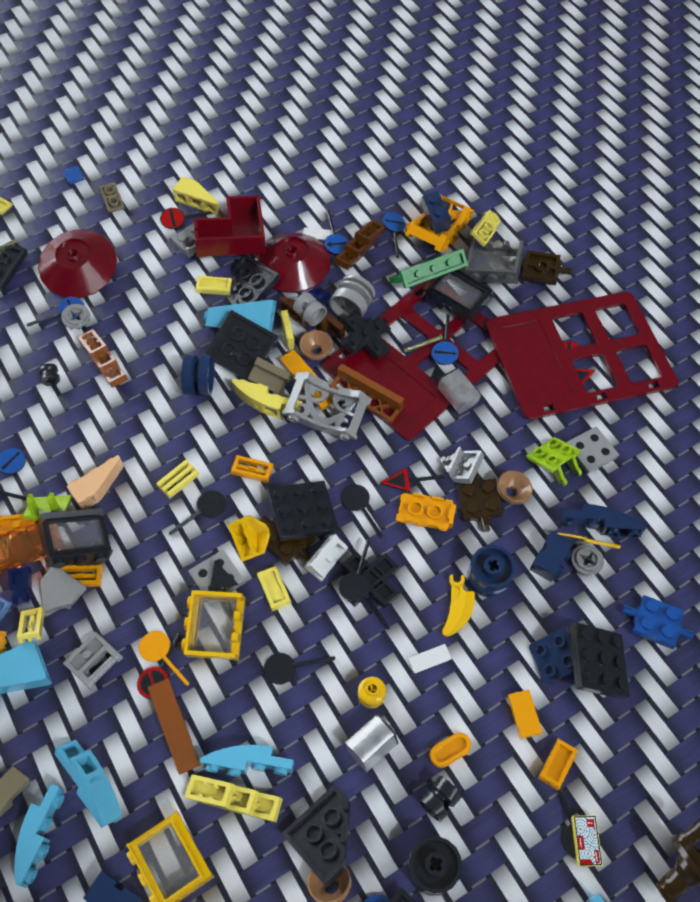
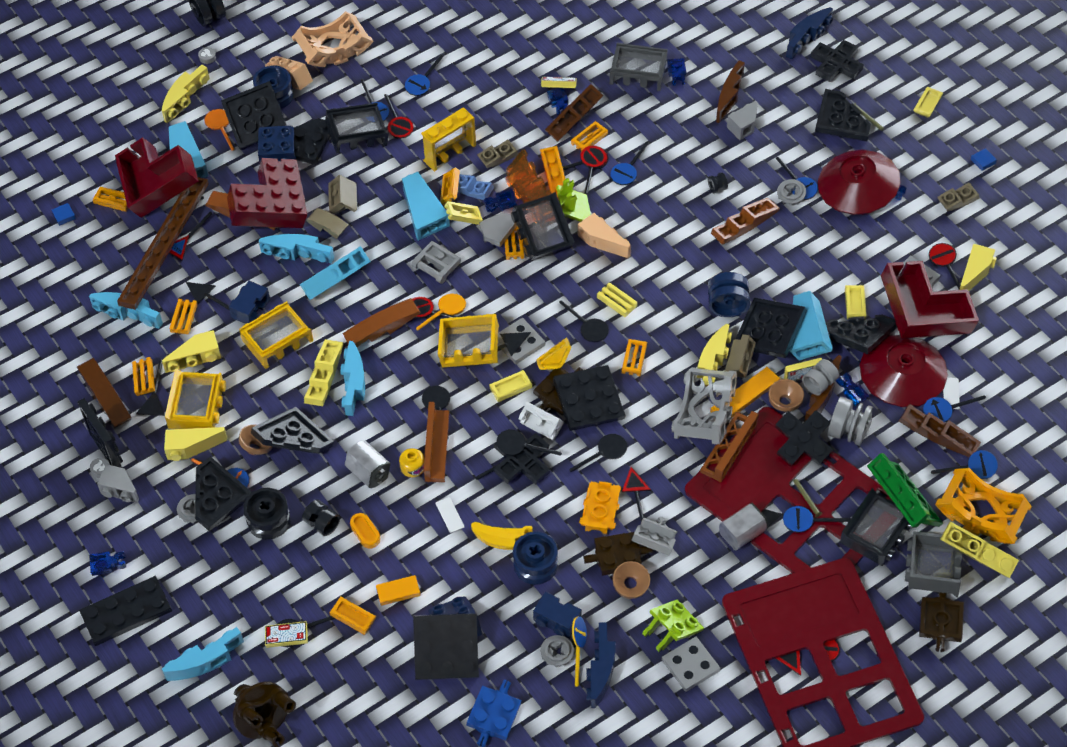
camera: 90 degrees right, 5 degrees down
(345, 667) = (436, 444): none -> dark orange fence
(436, 212) = (986, 491): dark blue brick -> none

